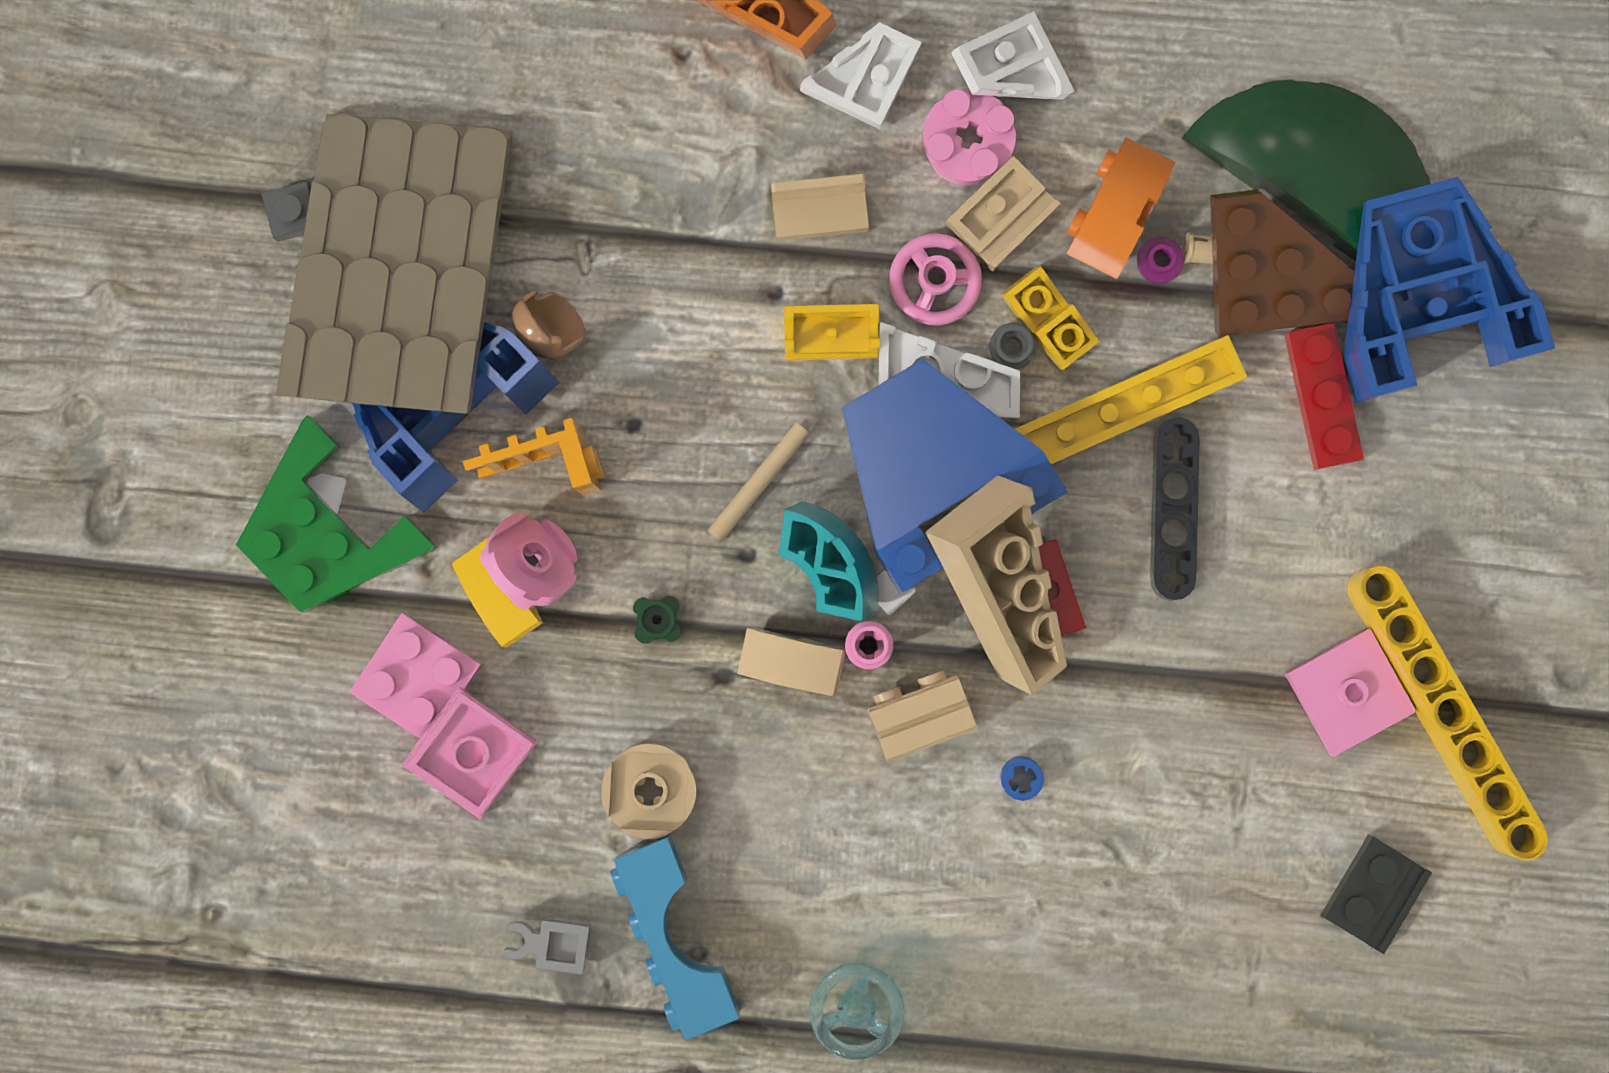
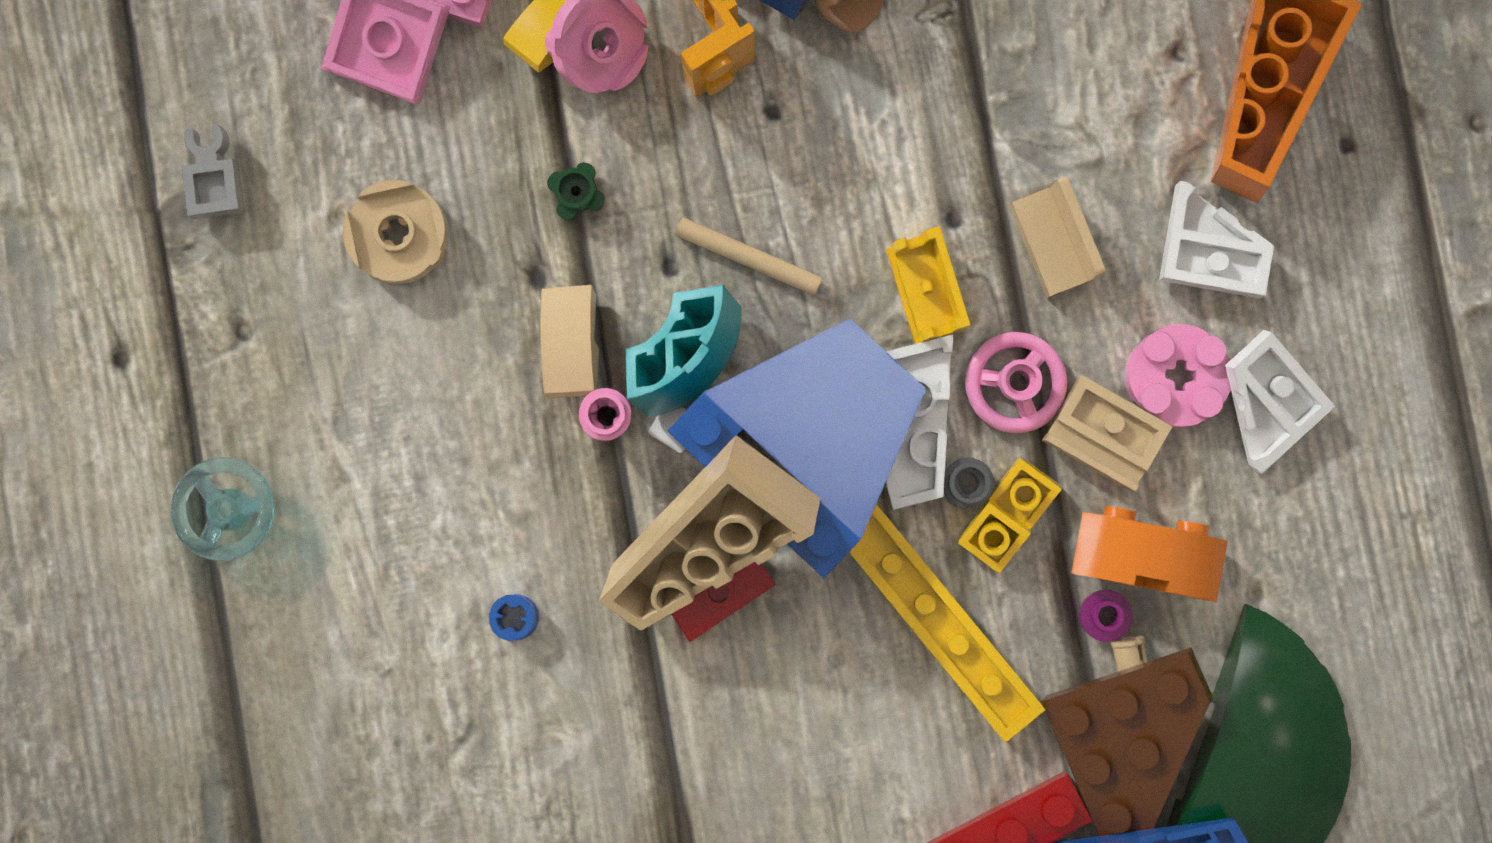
camera: 80 degrees right, 0 degrees up
(696, 992) = (200, 337): dark azure arch -> none
(922, 716) = (547, 492): tan brick -> none
(1181, 509) = (841, 694): black beam -> none

